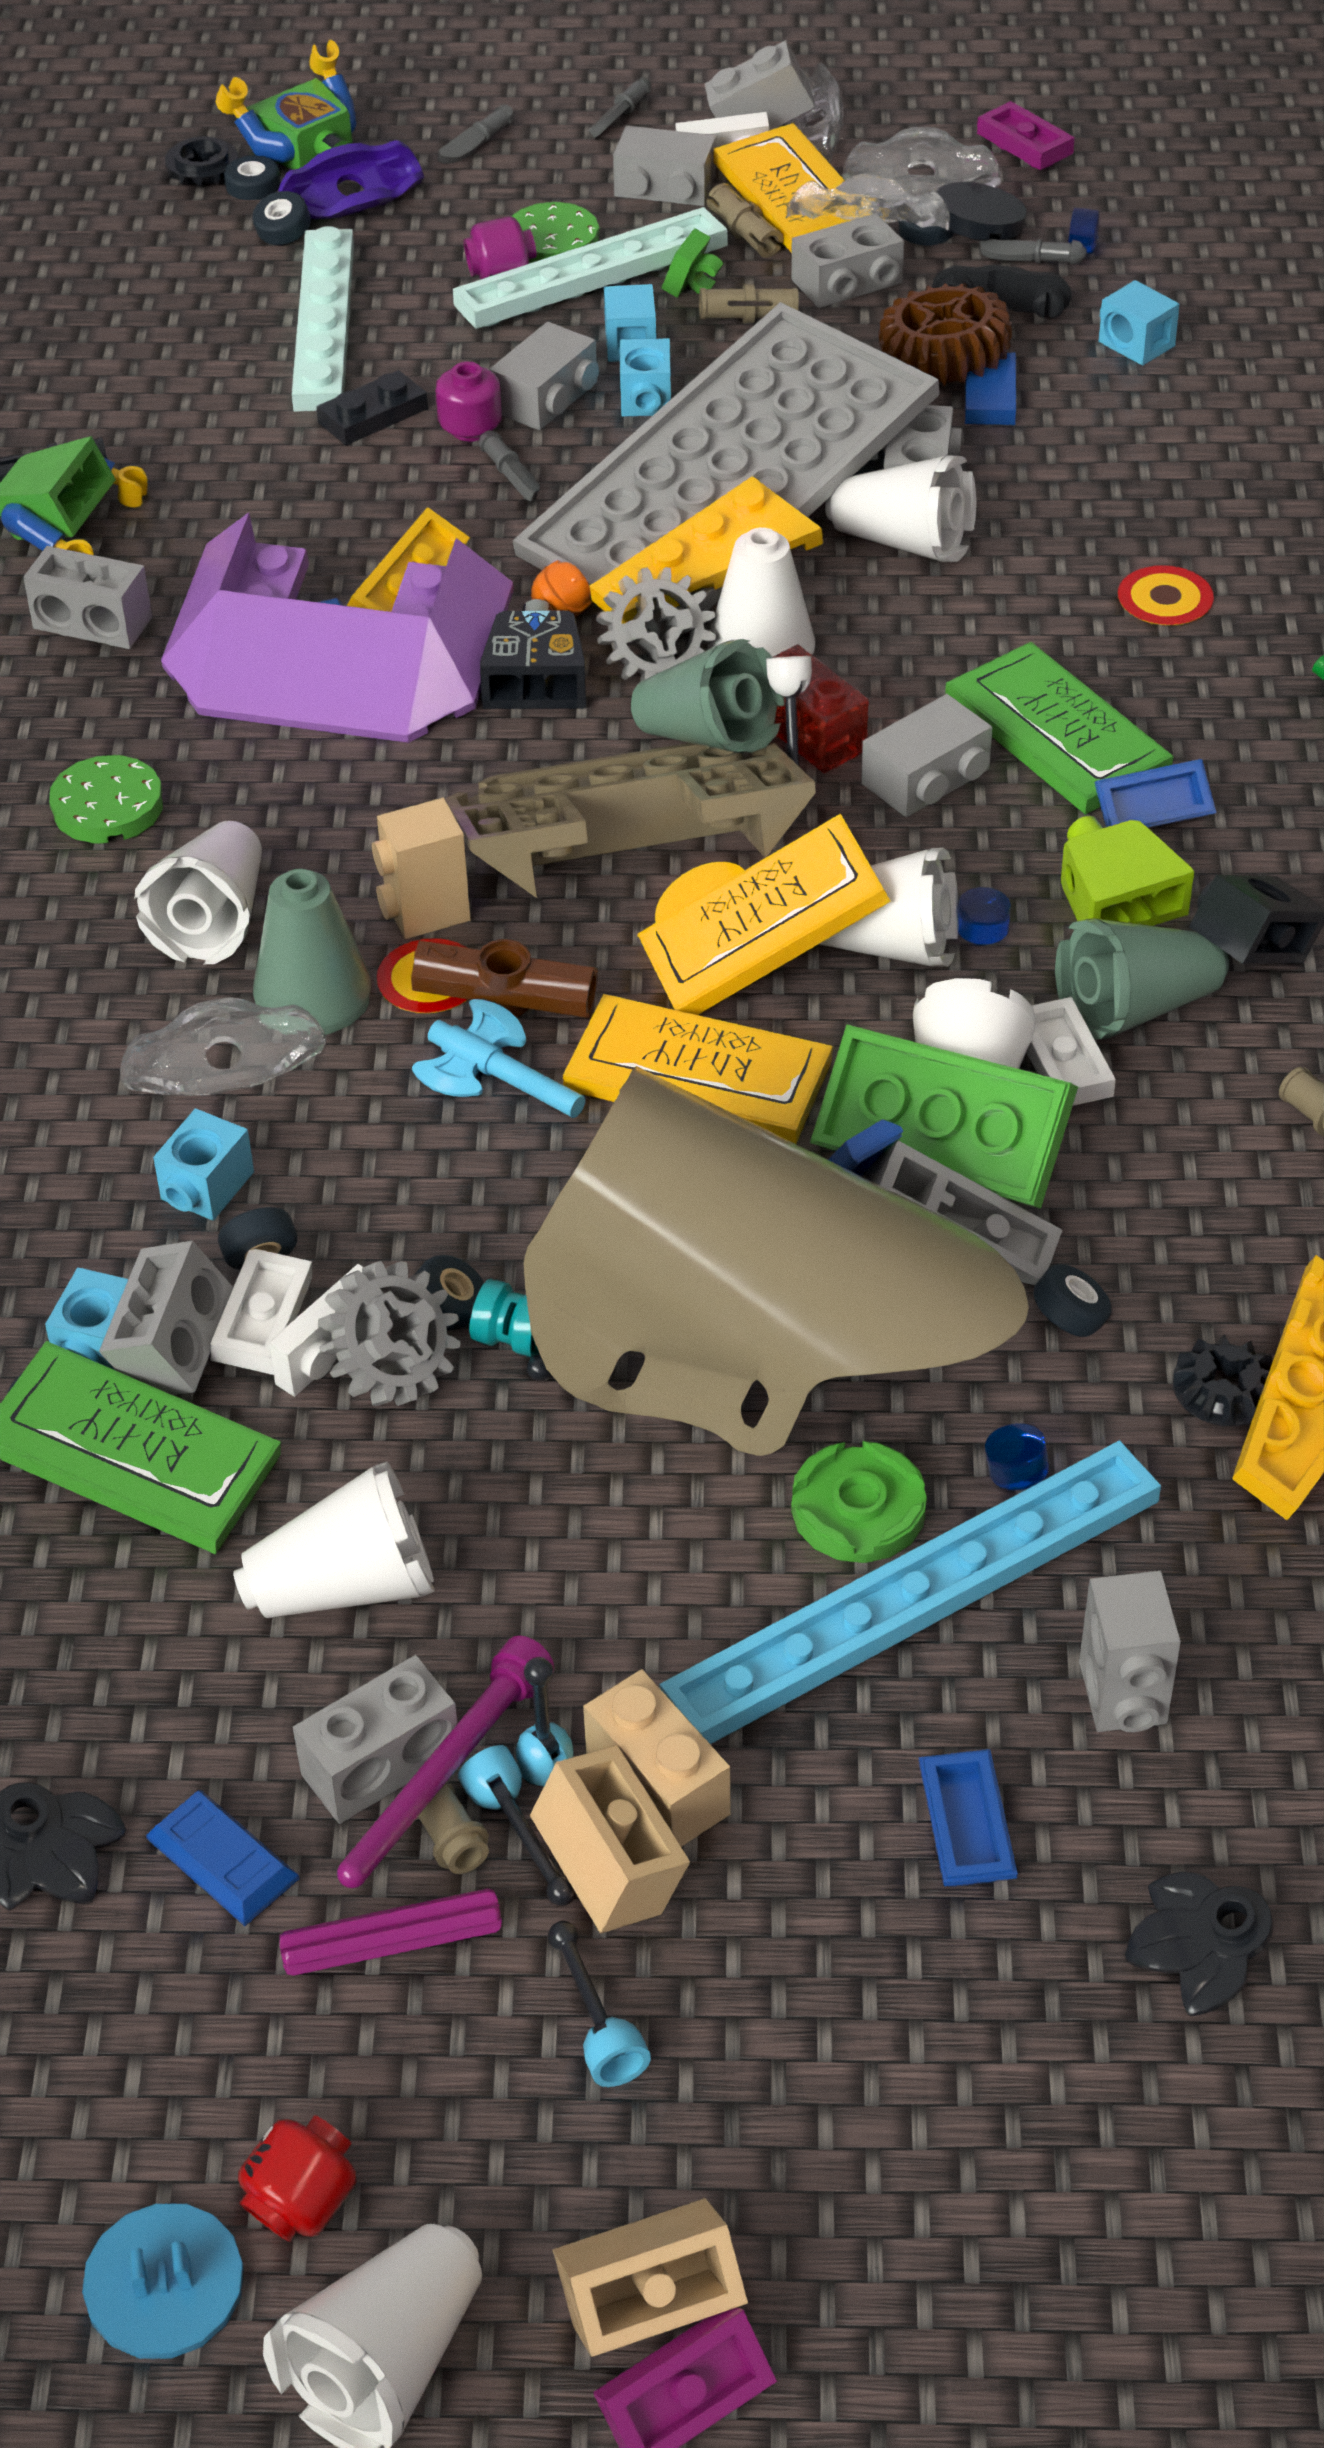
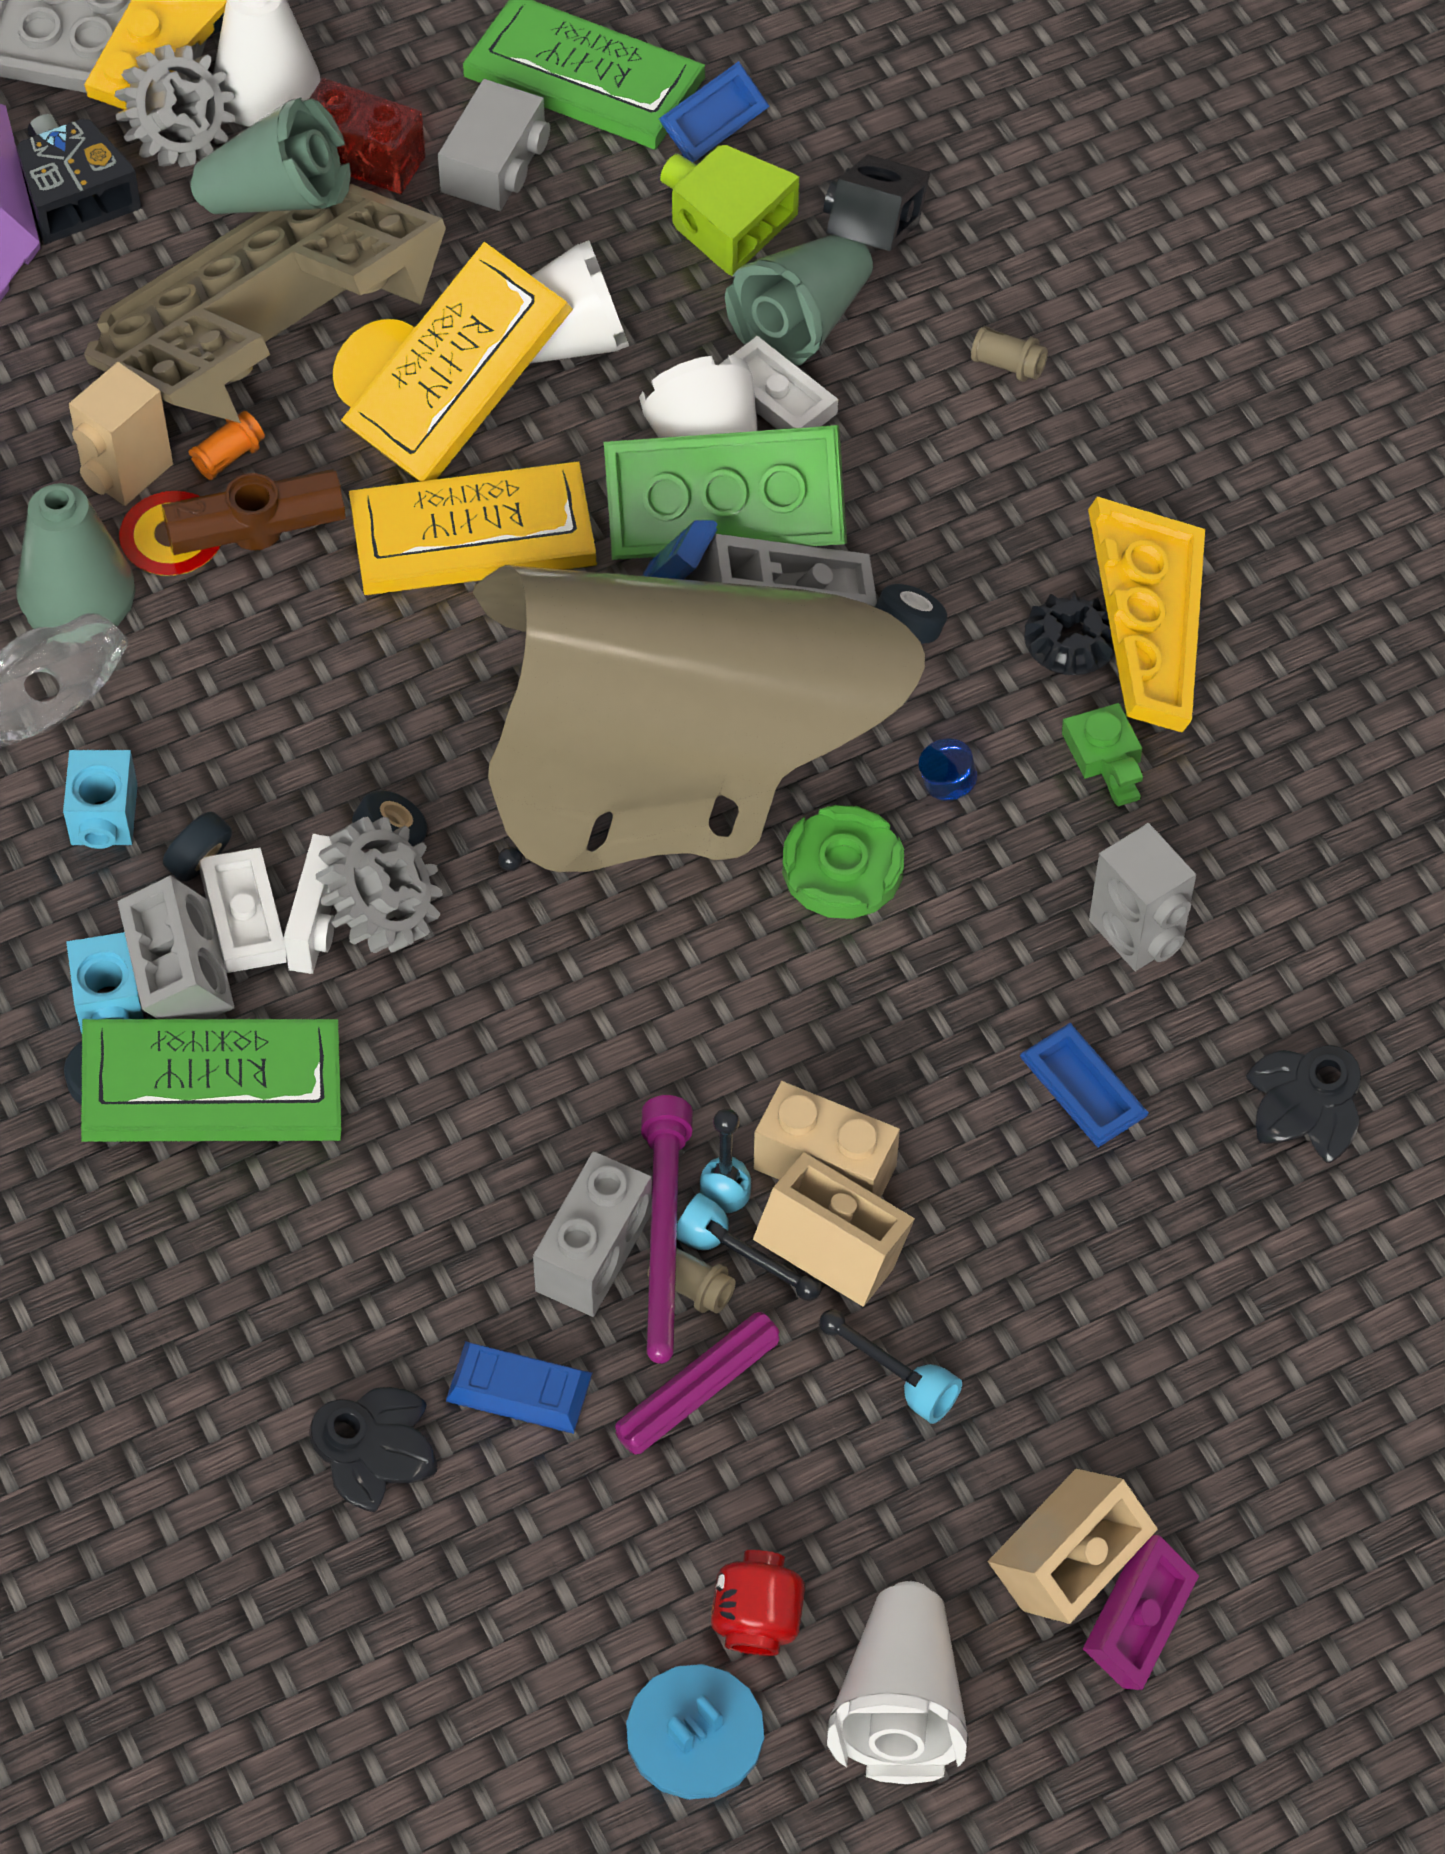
camera: 30 degrees left, 10 degrees up
(339, 1553) = (463, 1093): white cone -> none
(480, 1051) = (268, 590): medium azure piece -> none
(502, 1317) = (452, 830): teal wheel -> none
(523, 917) = (227, 445): none -> orange pin
(562, 587) = (51, 92): orange piece -> none
(790, 678) = (346, 118): white hinge -> none
(911, 1592) = (937, 918): medium azure plate -> none
(983, 915) = (631, 283): clear blue piece -> none
(1195, 1500) = (1106, 746): none -> bright green plate

